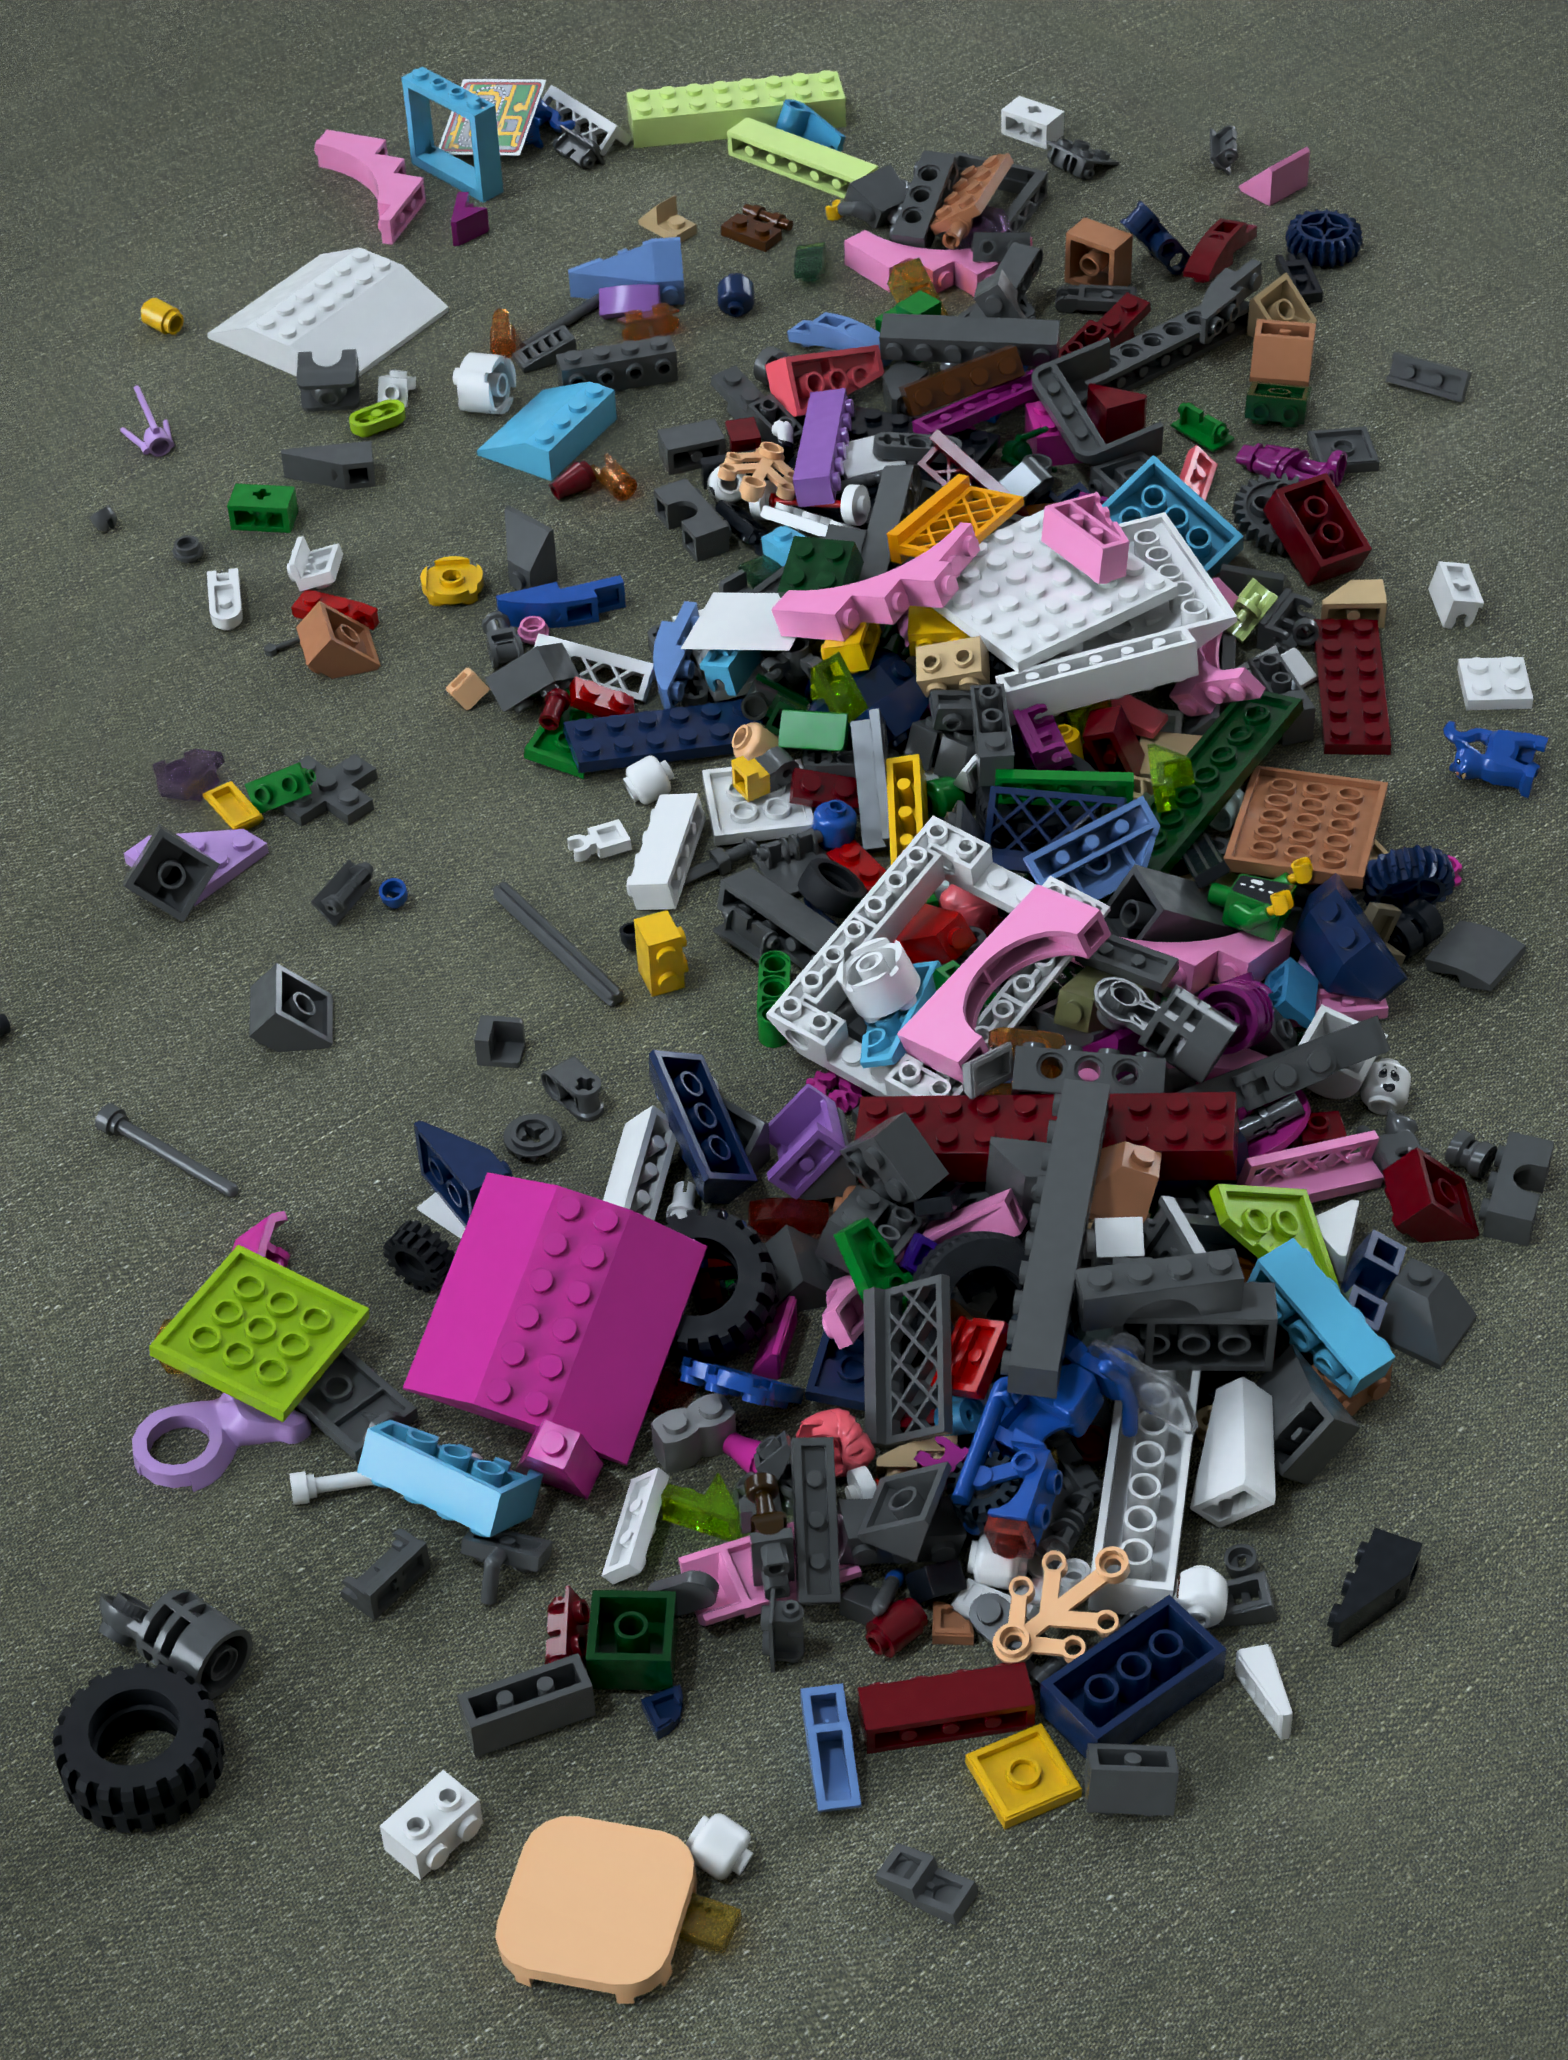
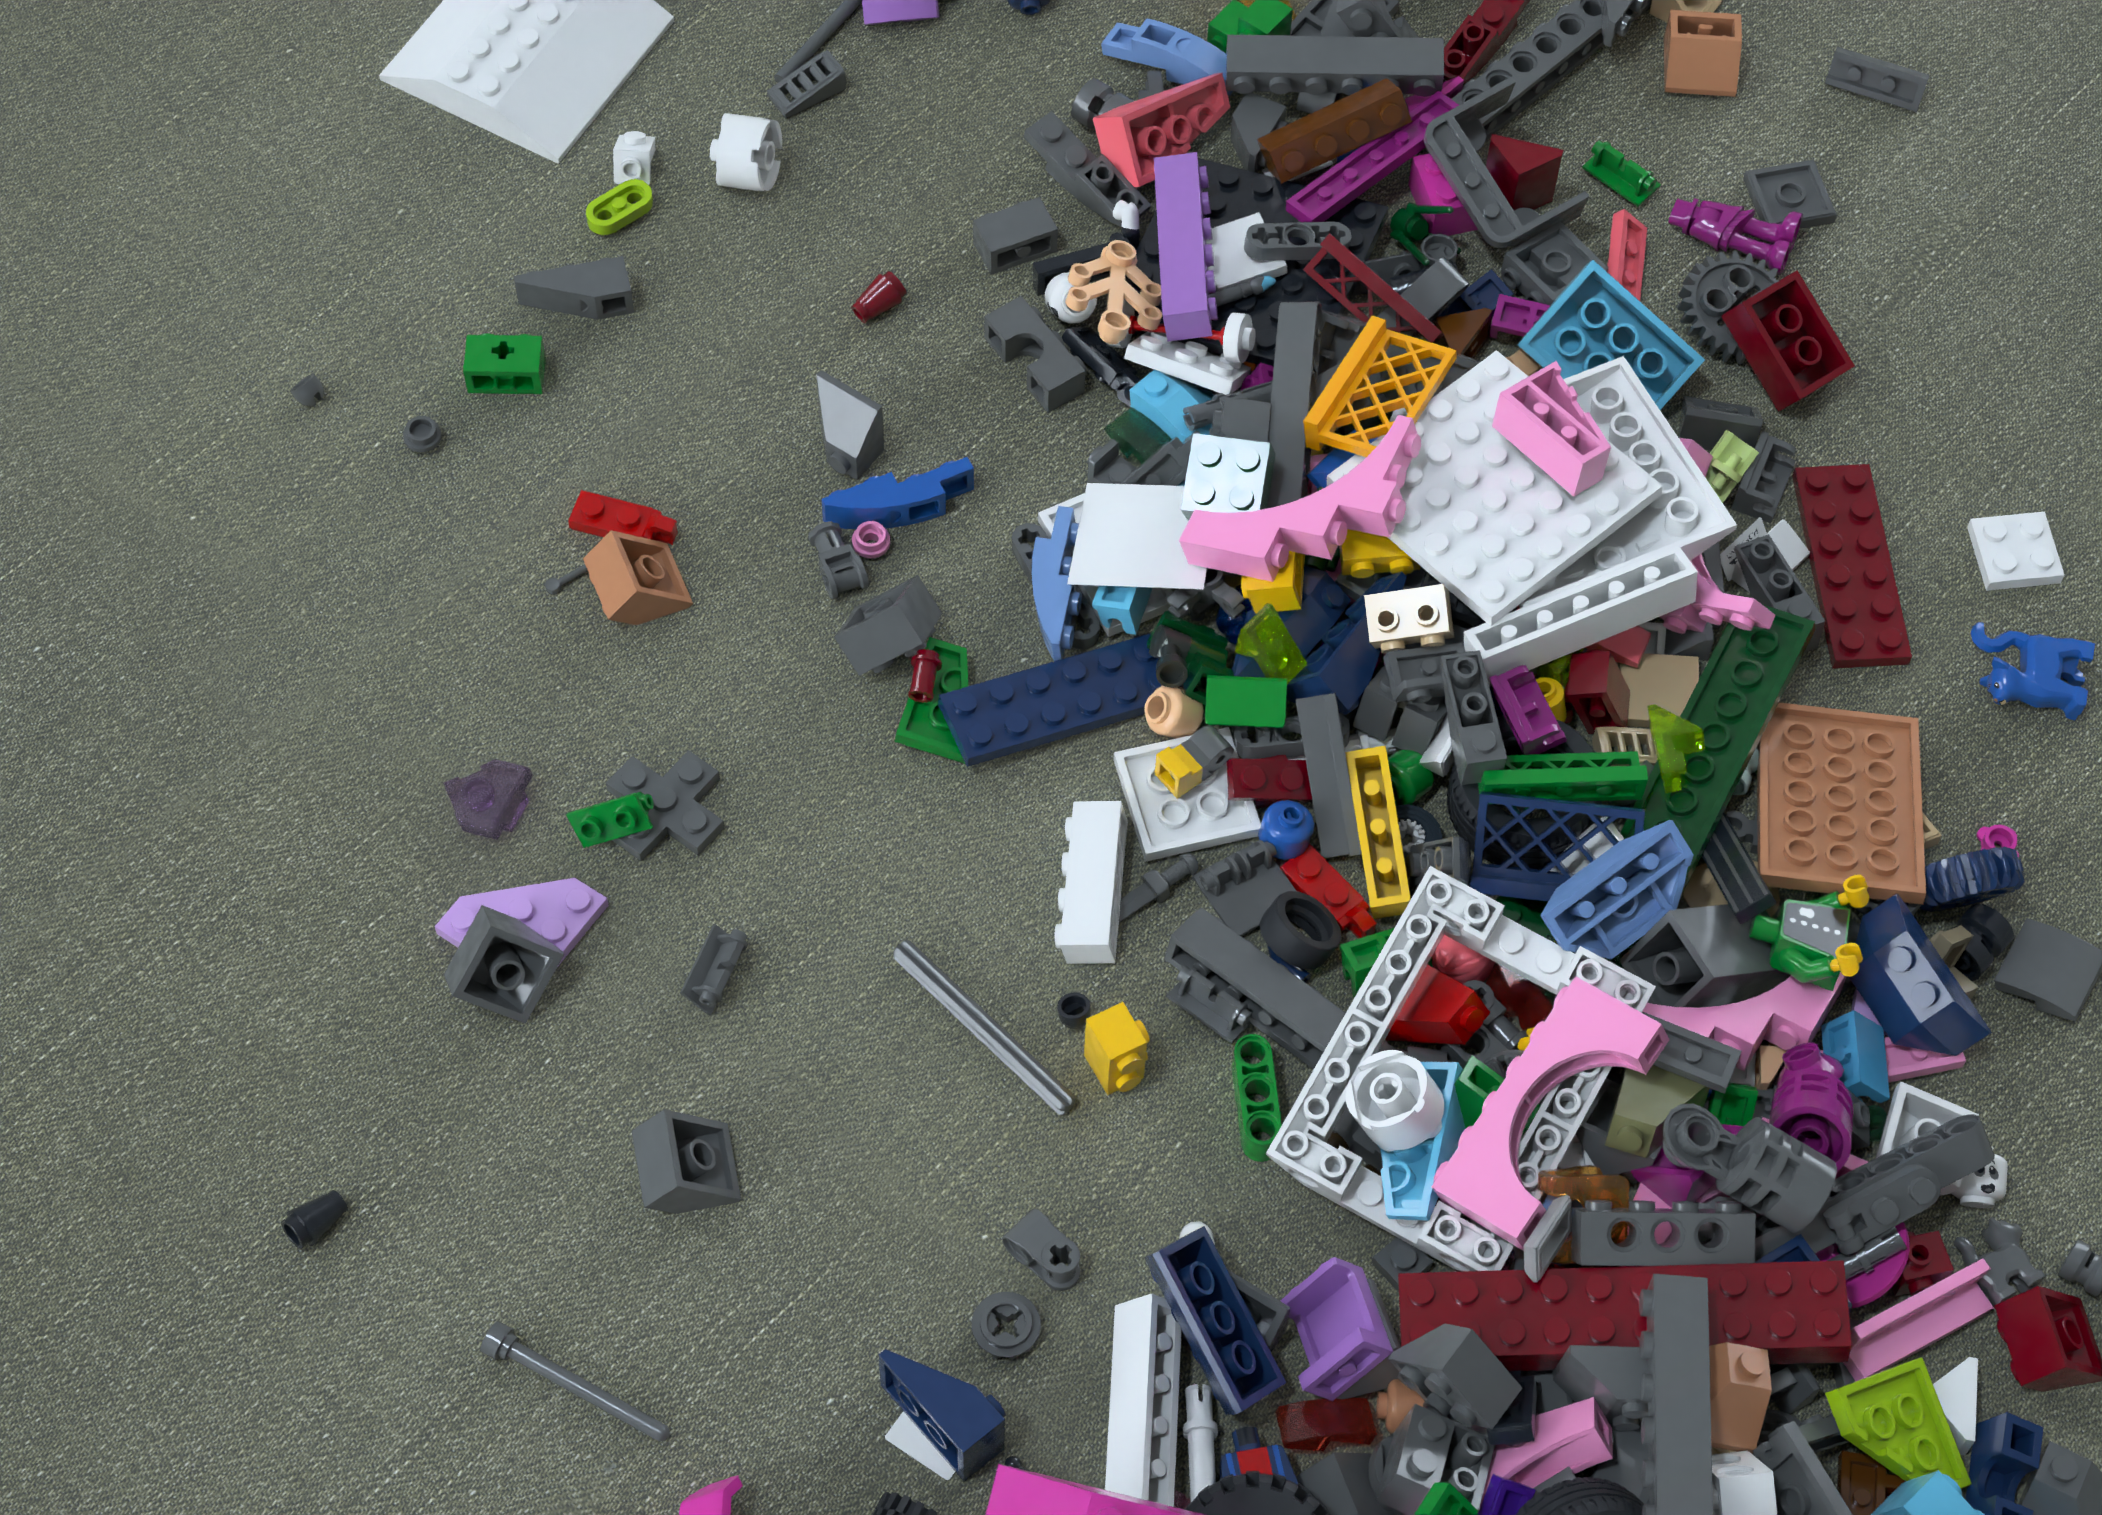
camera: 10 degrees left, 15 degrees up
(156, 439) = (349, 257): lavender plant -> none
(161, 316) = (318, 53): yellow brick -> none
(225, 599) = (483, 511): white plate -> none
(233, 806) = (554, 841): yellow tile -> none
(314, 567) = (587, 455): white bracket -> none
(330, 386) = (553, 164): dark grey piece -> none
(396, 889) = (777, 959): blue hinge -> none
(465, 587) = (764, 484): yellow plate -> none
(467, 688) = (807, 637): light nougat slope -> none
(500, 1041) = (943, 1187): dark grey panel -> none
(502, 334) = (751, 64): clear orange hinge -> none
(553, 429) = (835, 213): medium azure slope -> none
(599, 700) = (976, 653): red plate -> none
(602, 839) = (1013, 864): white plate -> none
(610, 660) = (966, 583): white fence -> none
(615, 478) = (929, 290): clear orange hinge -> none
(621, 365) = (902, 113): dark grey brick -> none
(648, 779) = (1052, 771): white head -> none
(660, 319) = (942, 27): clear orange hinge -> none
(743, 434) = (1078, 222): dark red panel -> none
(845, 1098) = (1326, 1233): dark pink gear -> none
(1277, 403) = (1706, 129): dark green plate -> none
(1300, 634) = (1784, 494): dark grey hinge -> none
(1357, 601) = (1846, 440): tan slope -> none
(1455, 593) = (1954, 421): white hinge -> none

